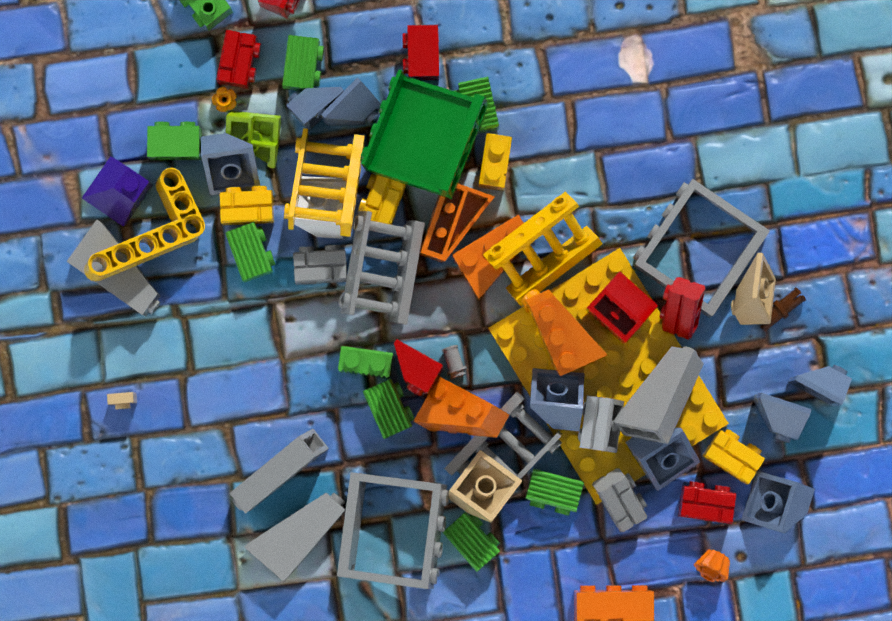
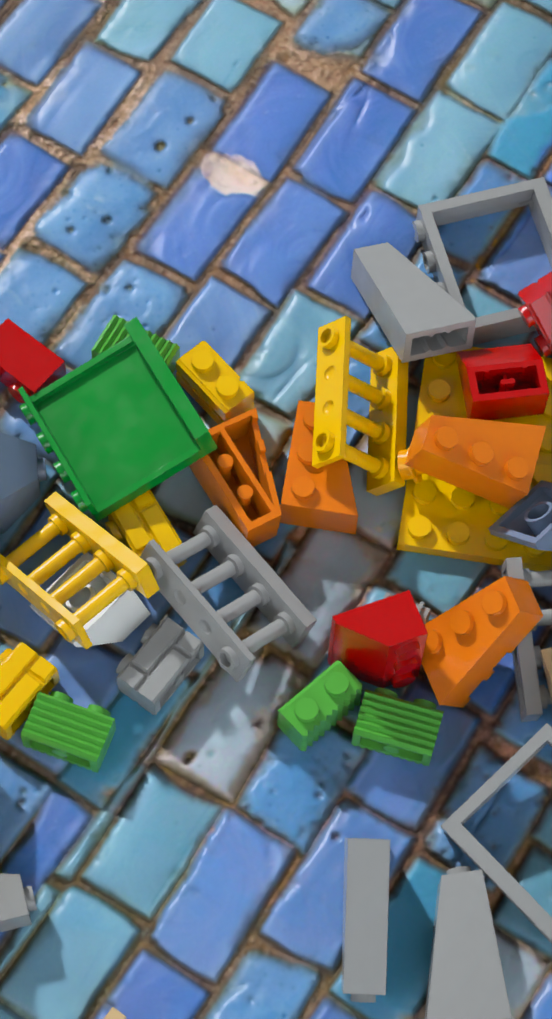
camera: 55 degrees left, 20 degrees down
(625, 224) = (409, 305): none -> light grey slope

